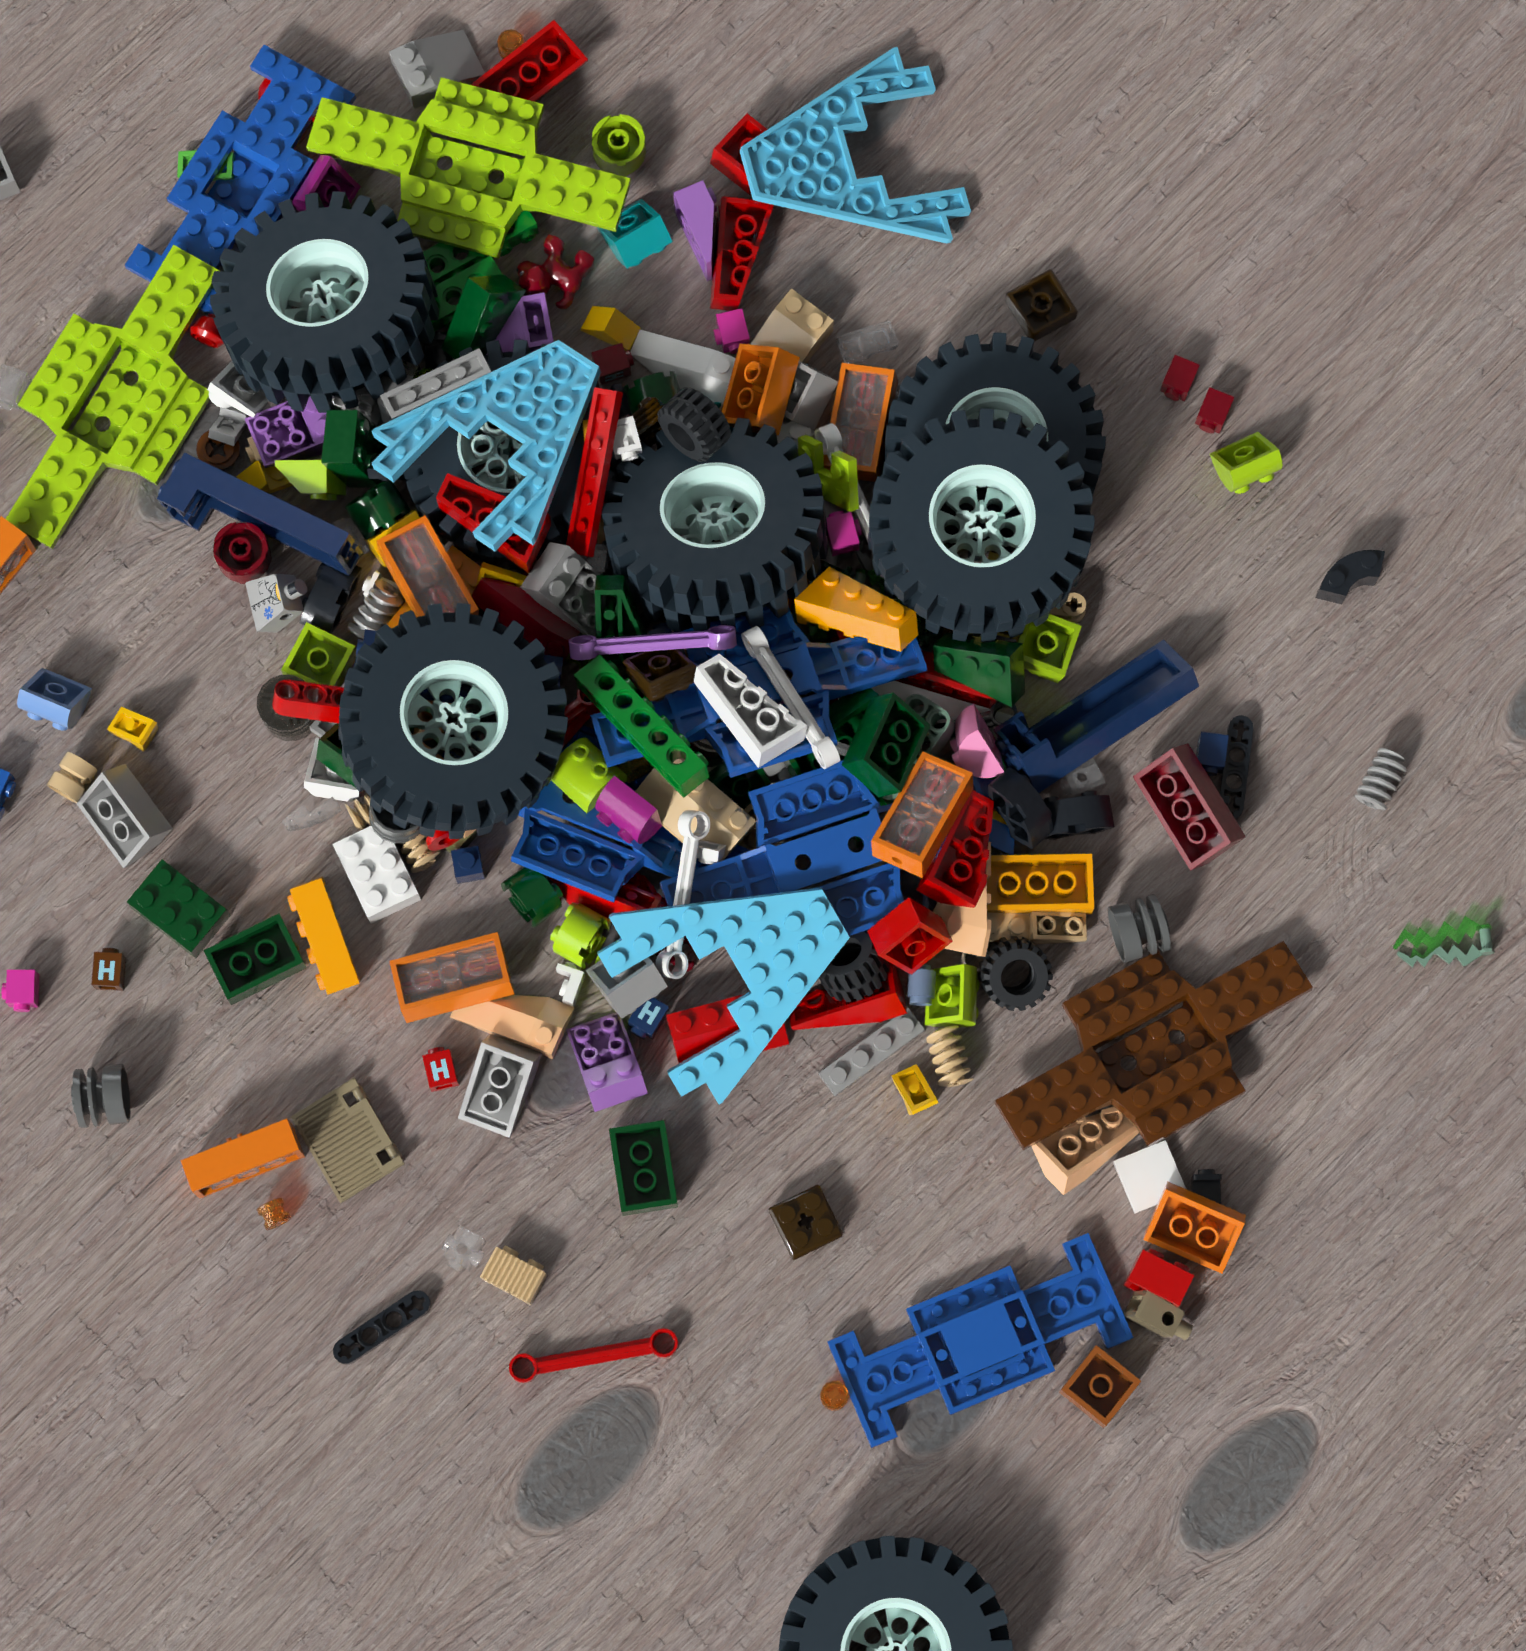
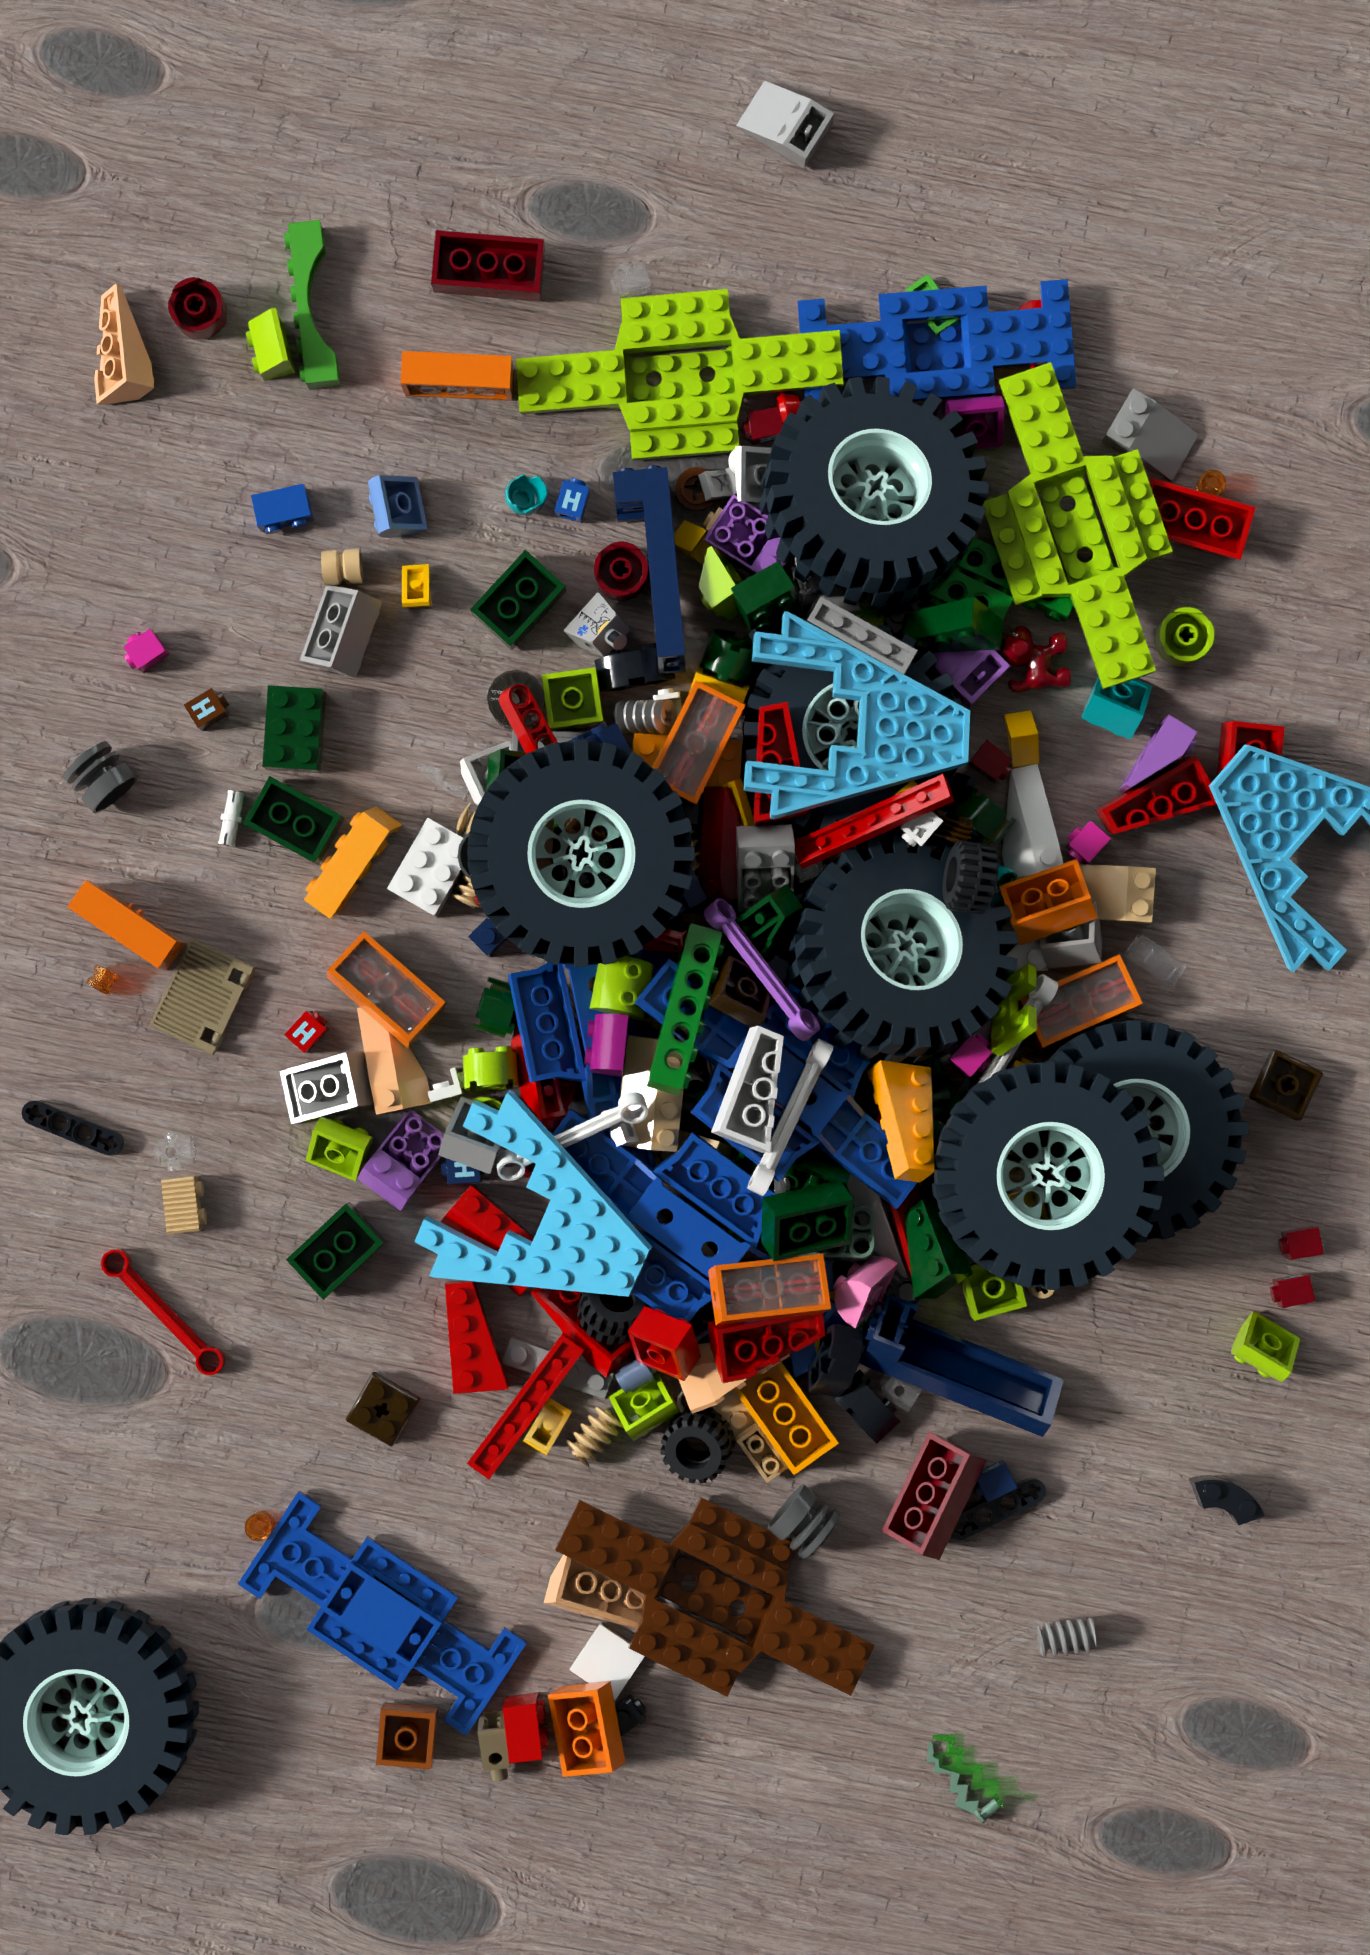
camera: 55 degrees right, 10 degrees up
(122, 587) = (526, 494): none -> teal hair
(155, 554) = (572, 500): none -> blue brick
(205, 651) = (518, 600): none -> dark green brick
(206, 360) = (762, 425): none -> dark red brick
(215, 1013) = (231, 818): none -> white pin
(558, 1108) = (338, 1147): none -> lime brick
(801, 1107) = (473, 1351): none -> red wedge
(885, 1096) = (525, 1405): none -> red plate

